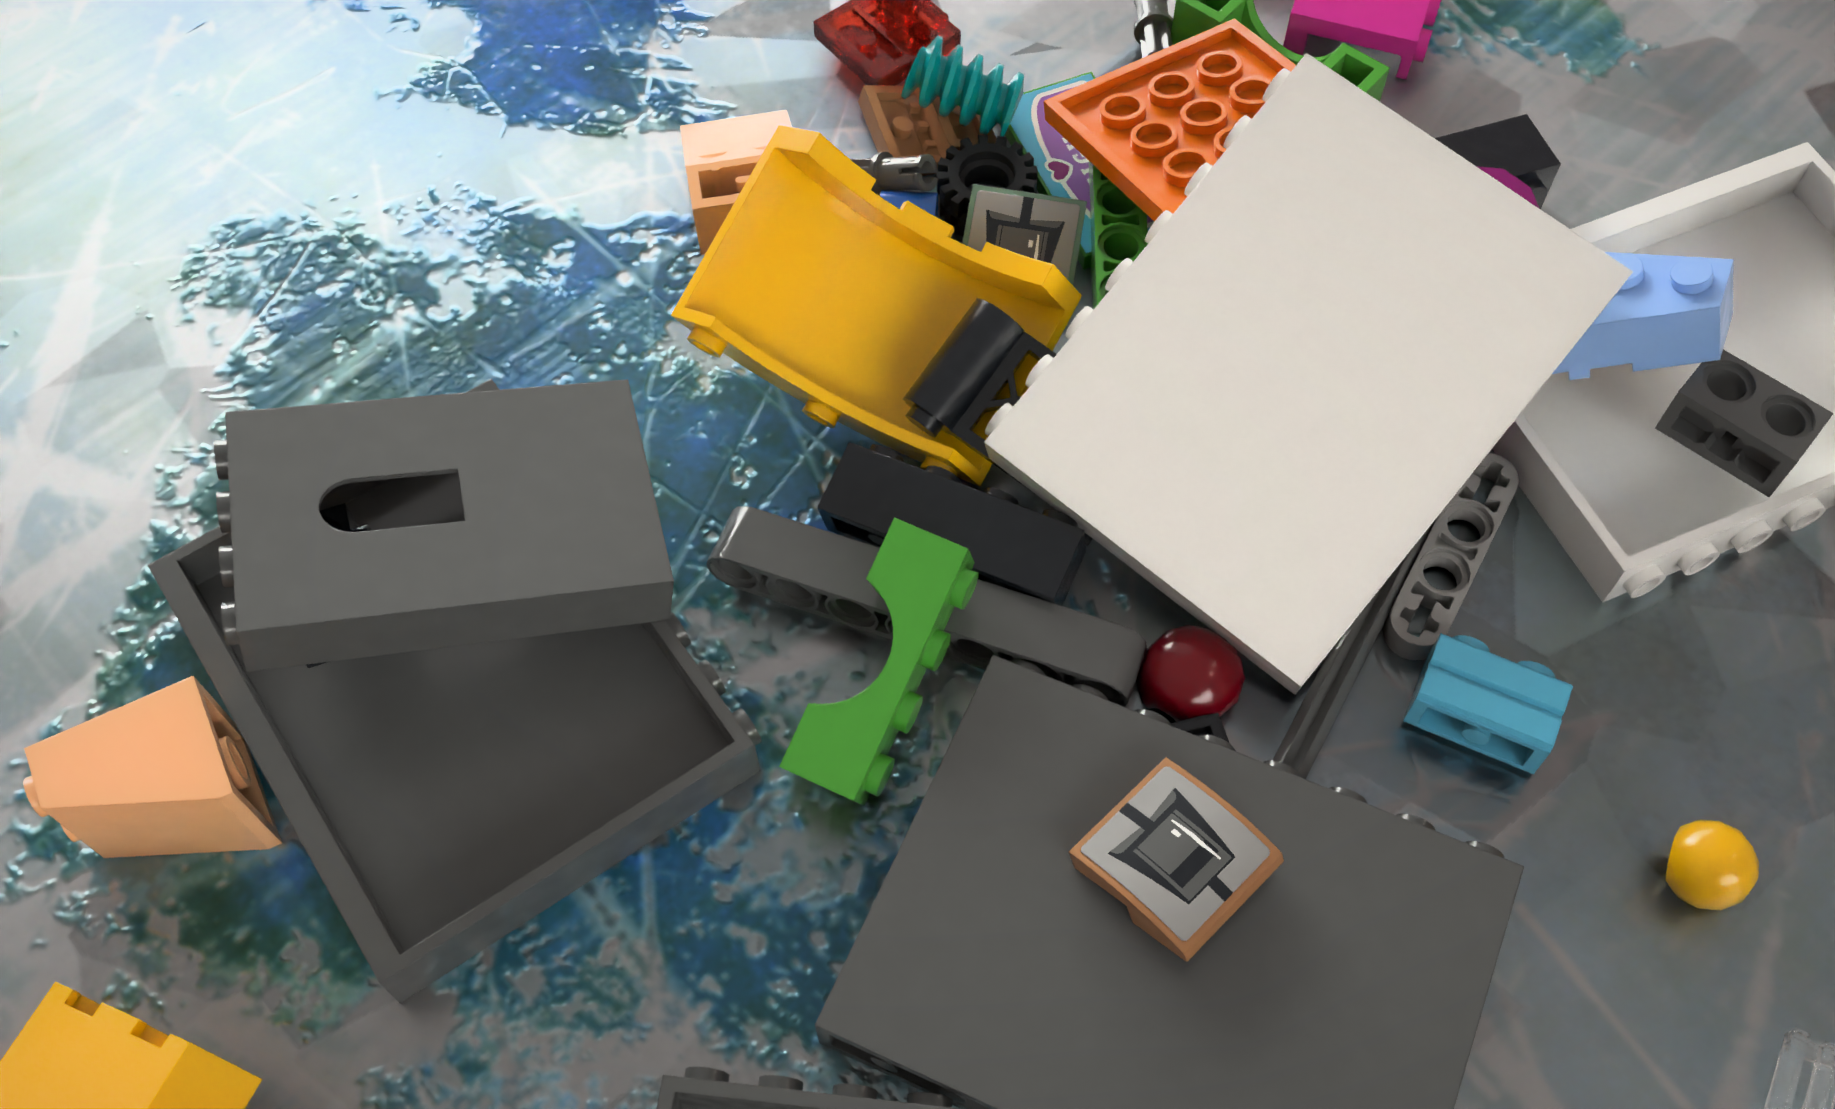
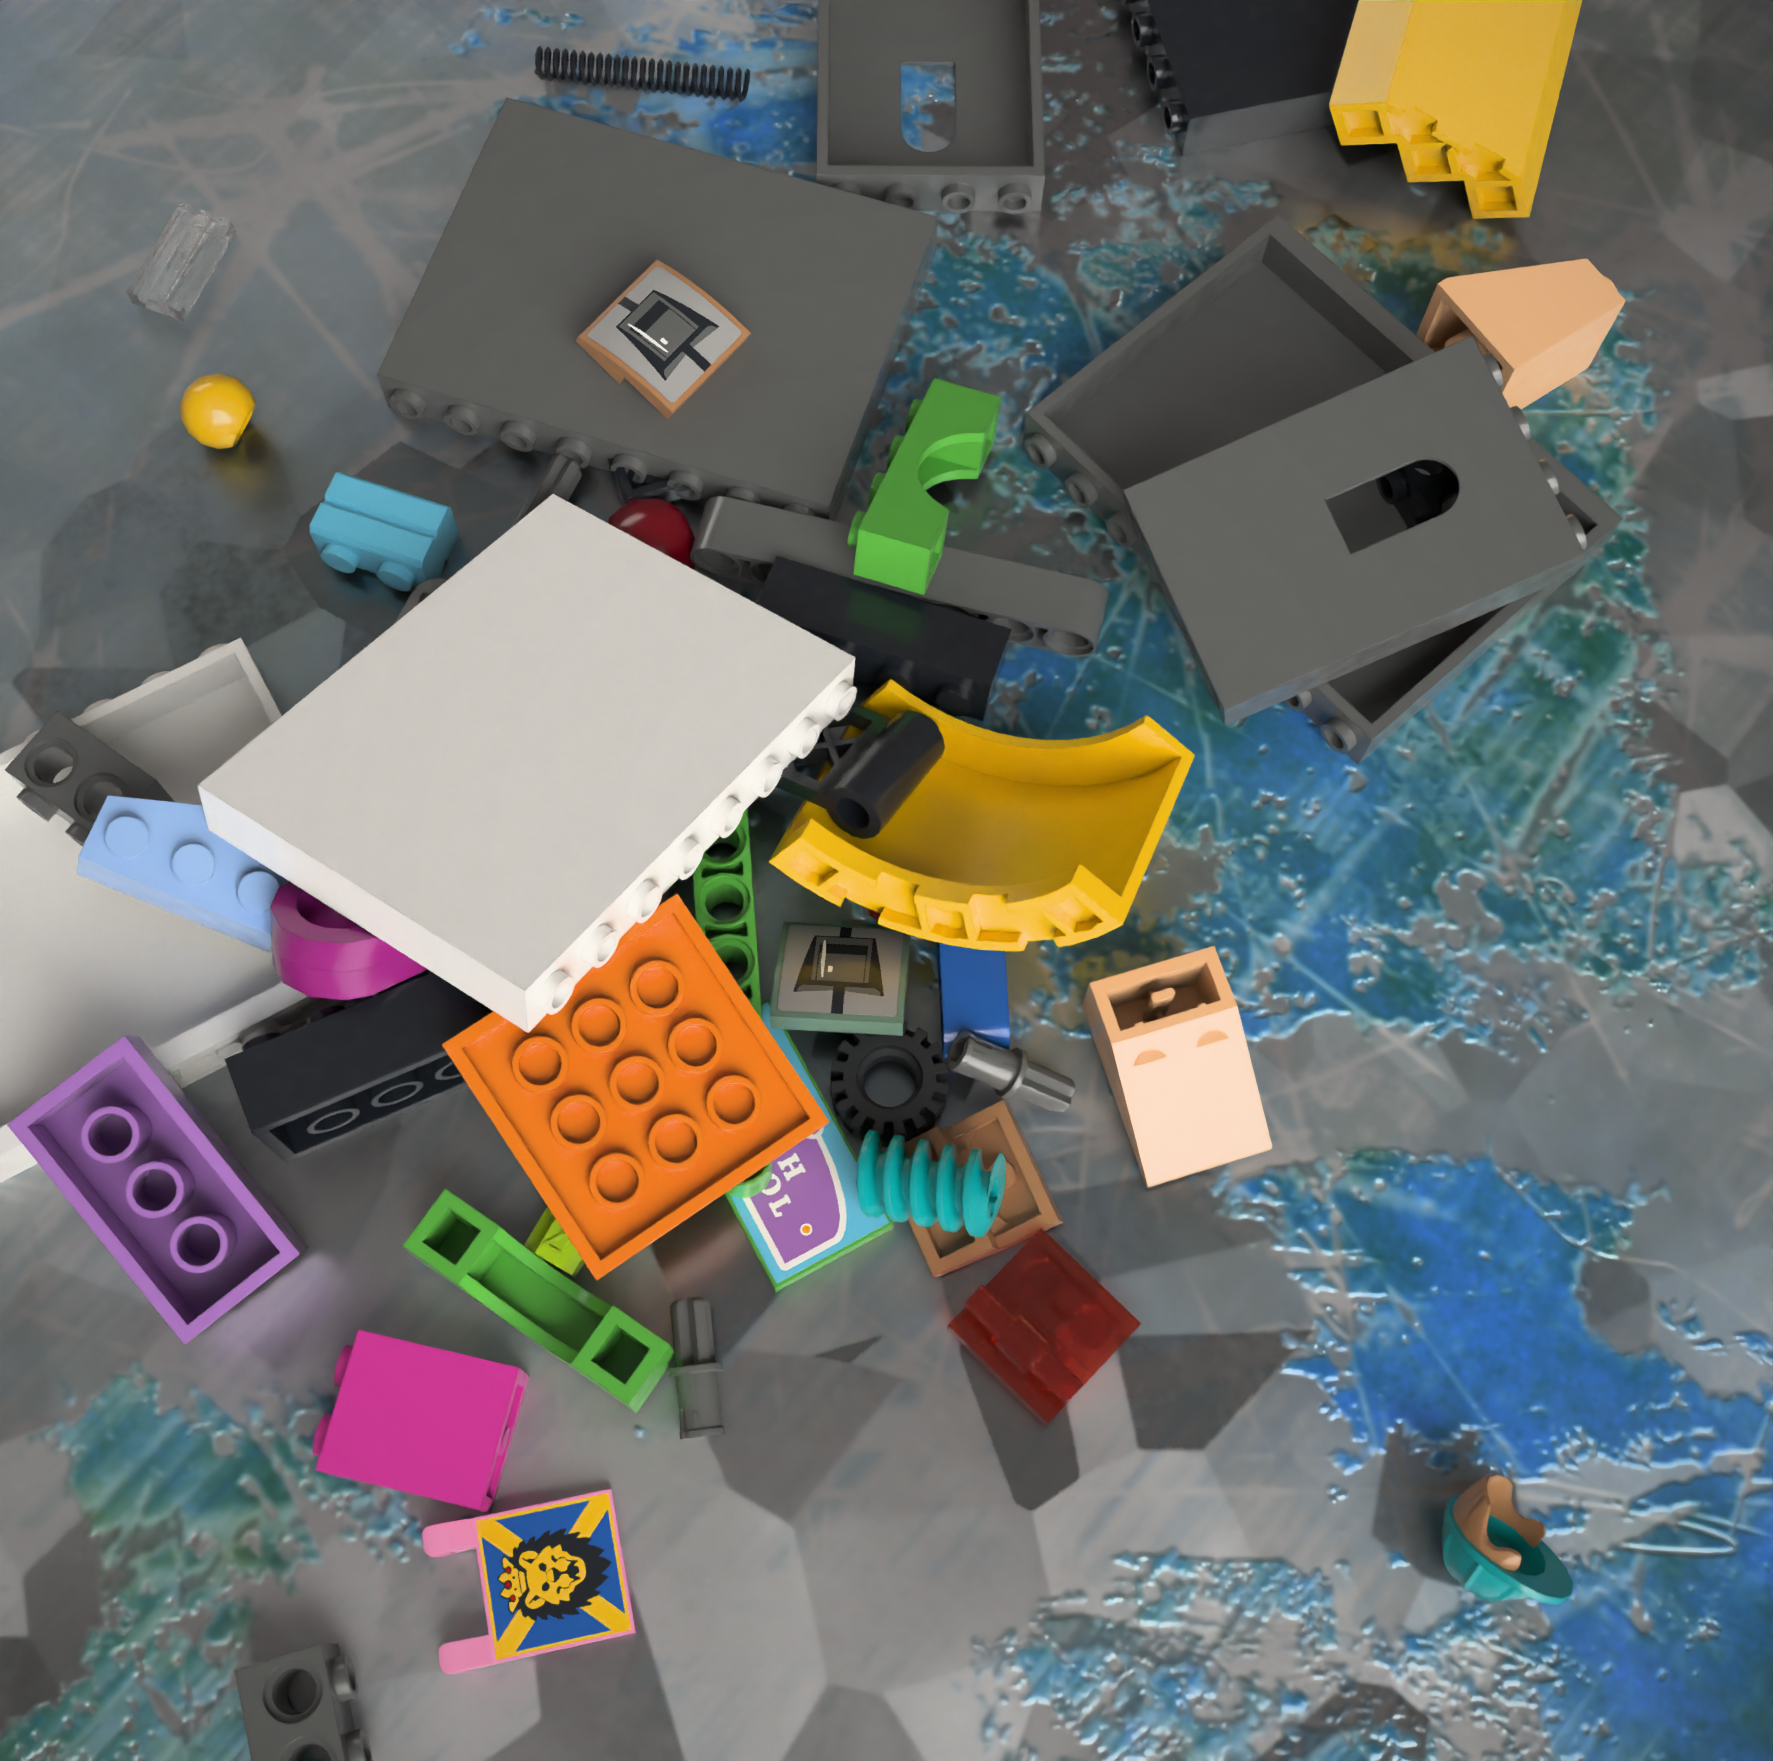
camera: 170 degrees right, 10 degrees up
(1606, 121) = (158, 1186): none -> medium lavender brick

